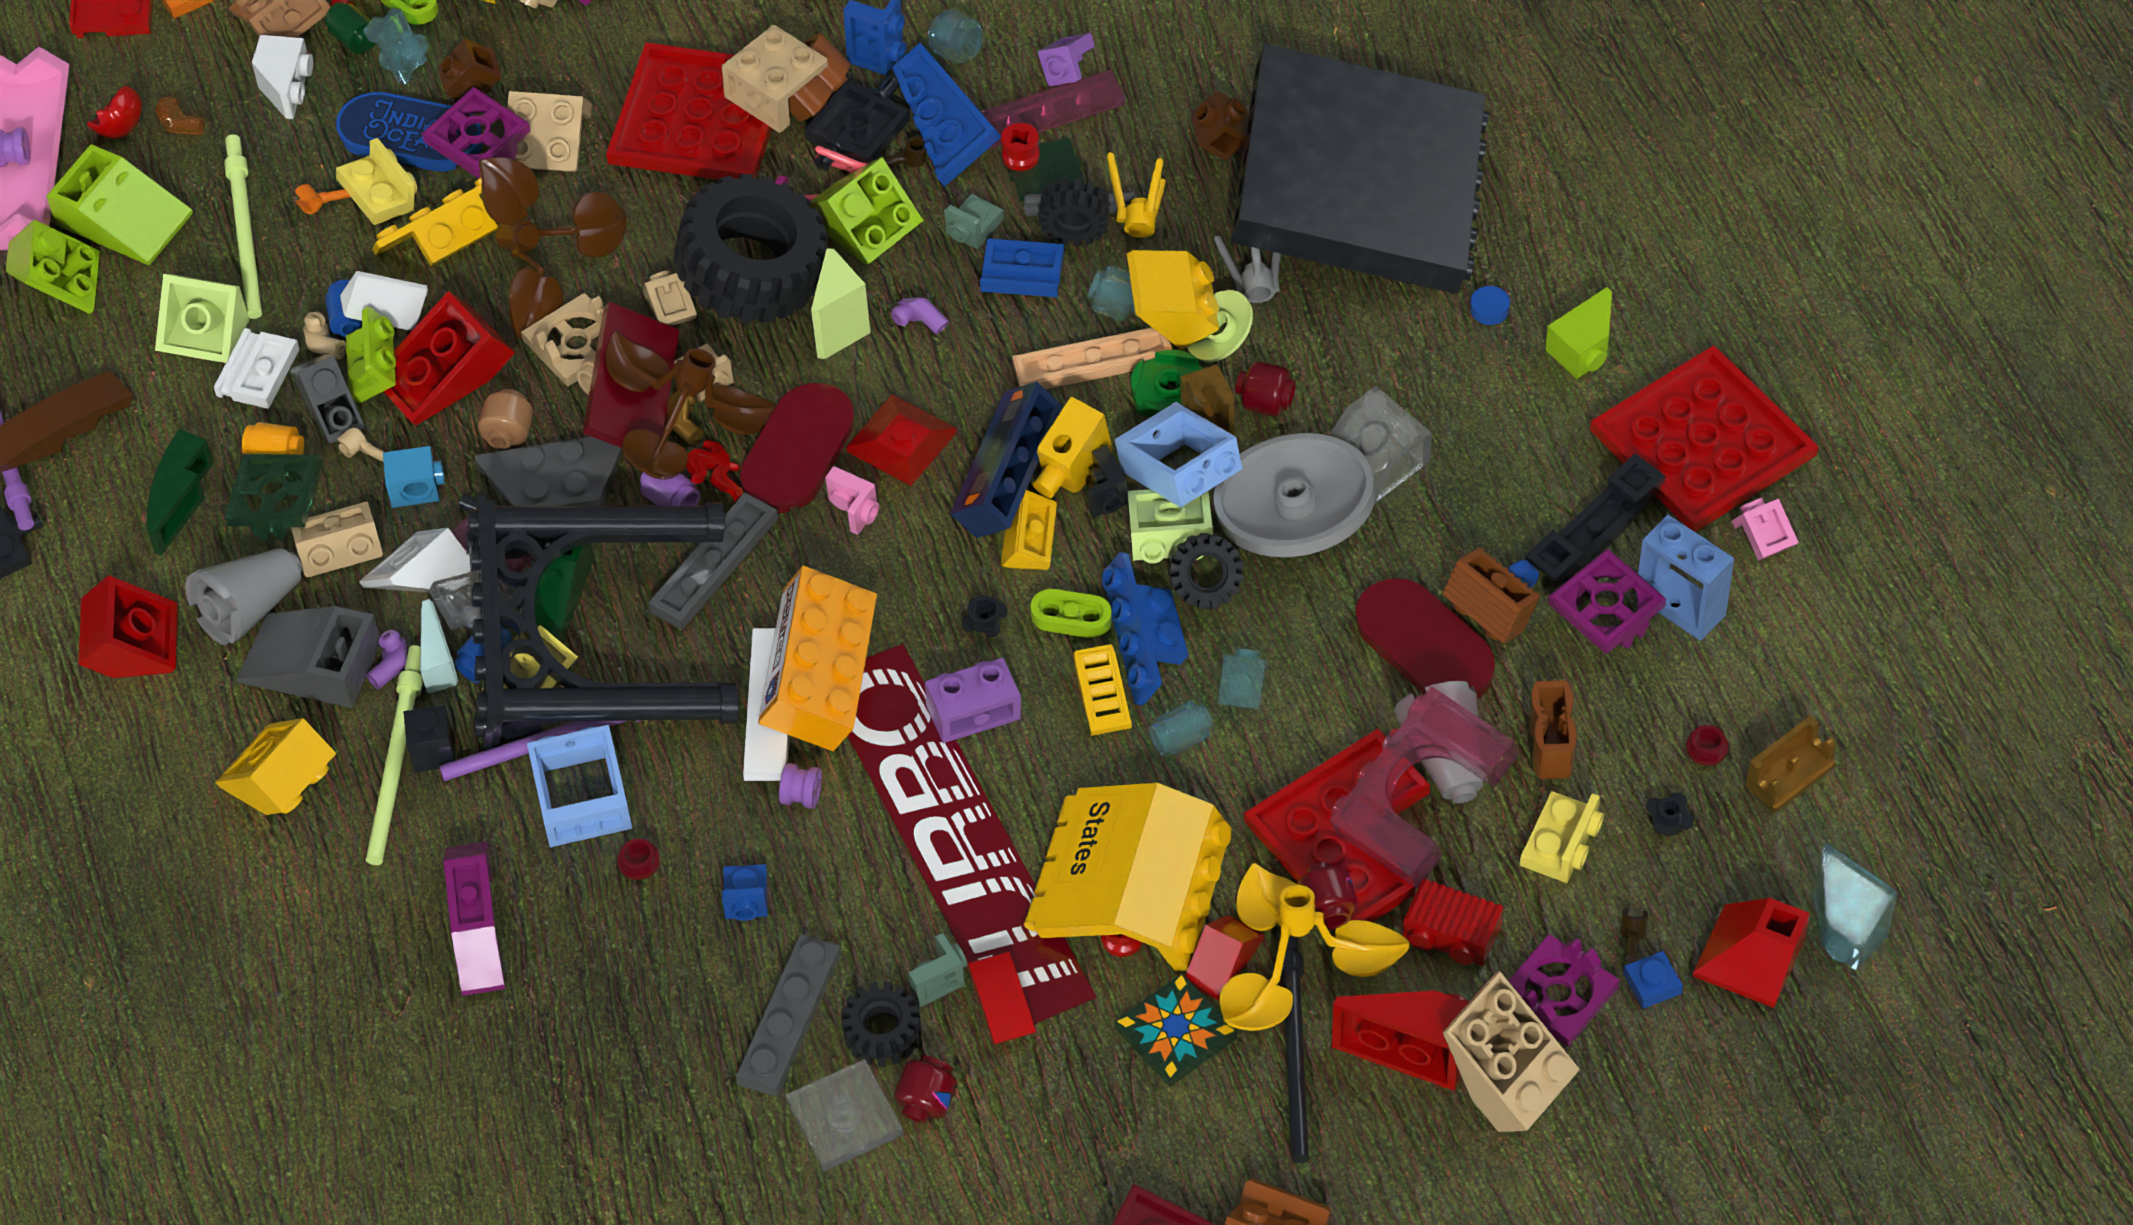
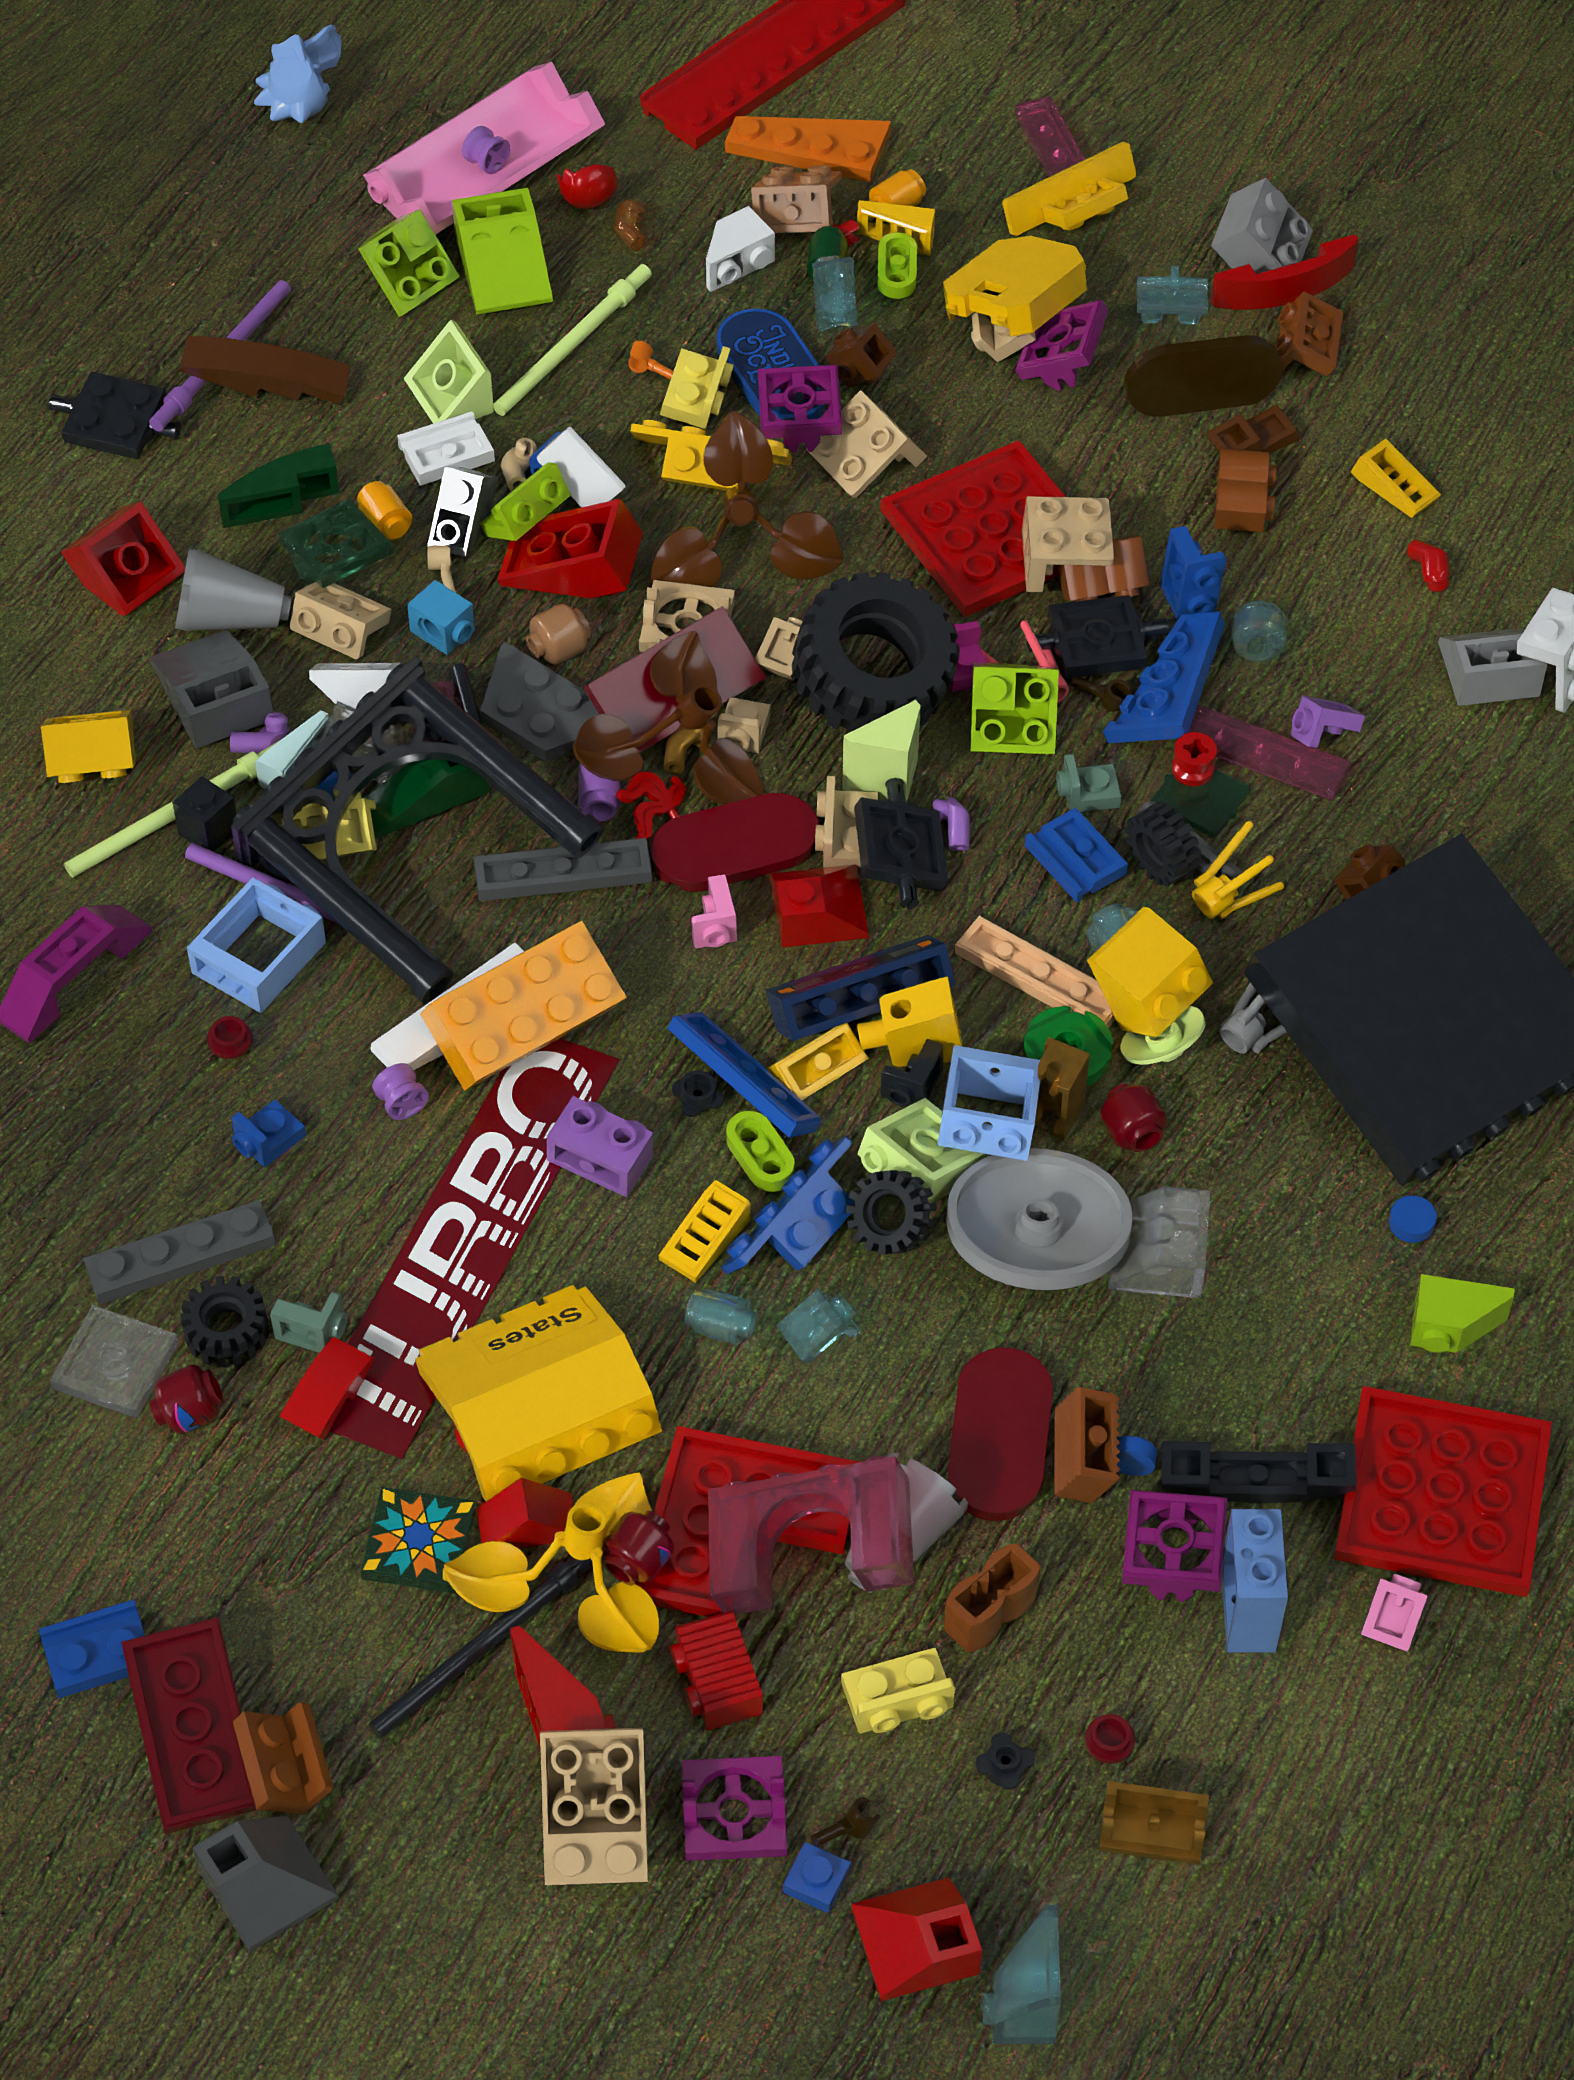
camera: 45 degrees right, 0 degrees up
(858, 375) = (839, 833): none -> tan bracket
(912, 353) = (900, 843): none -> black plate
(999, 576) = (745, 1074): none -> blue tile

